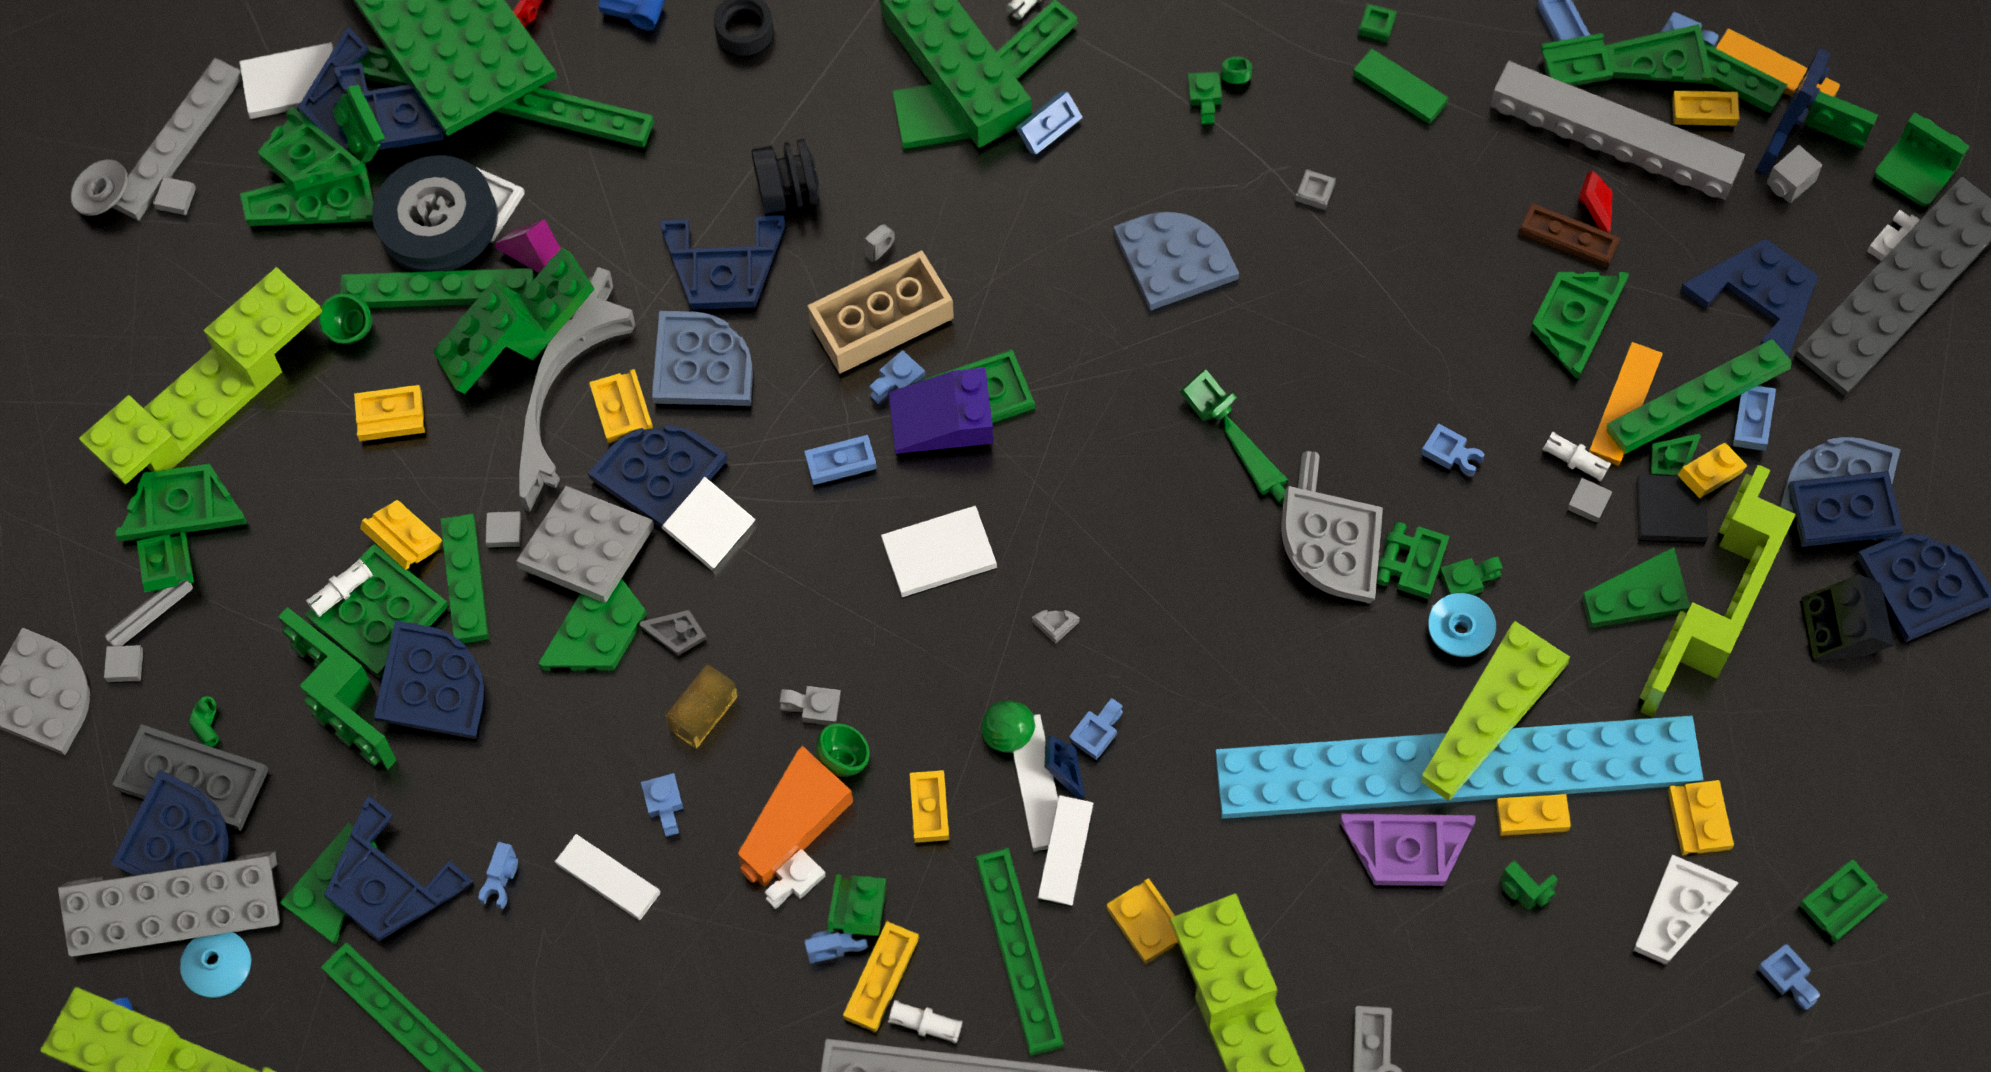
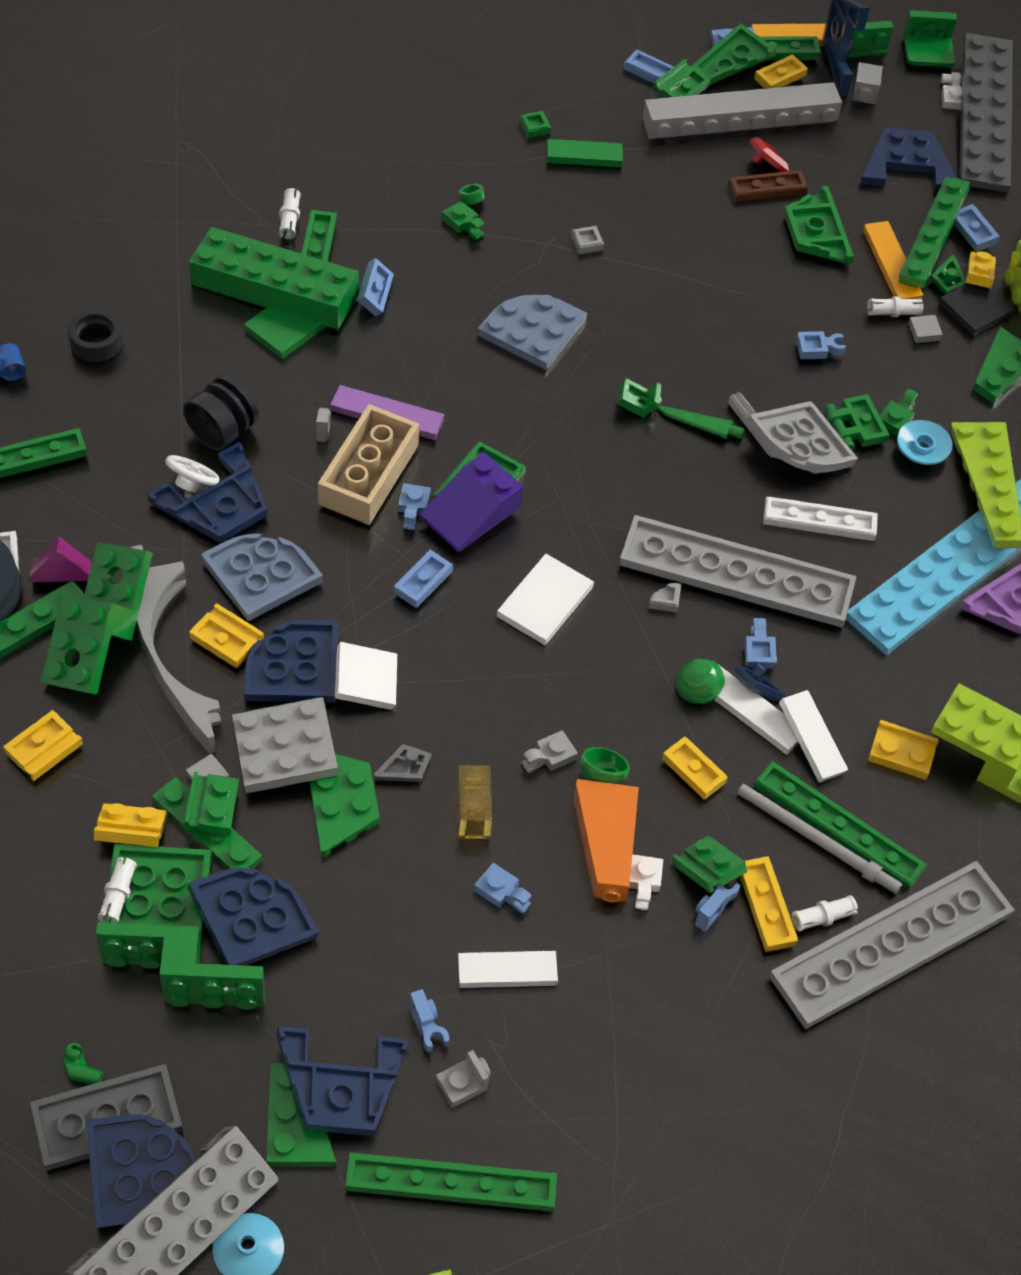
camera: 45 degrees left, 10 degrees down
(477, 559) = (211, 803): none -> green plate
(490, 947) = (464, 1079): none -> light grey bracket
(711, 226) = (191, 473): none -> white piece
(953, 266) = (354, 402): none -> medium lavender tile
(1005, 1012) = (871, 871): none -> light grey bar
(1147, 641) = (738, 571): none -> light grey plate
(1282, 637) = (820, 518): none -> white tile

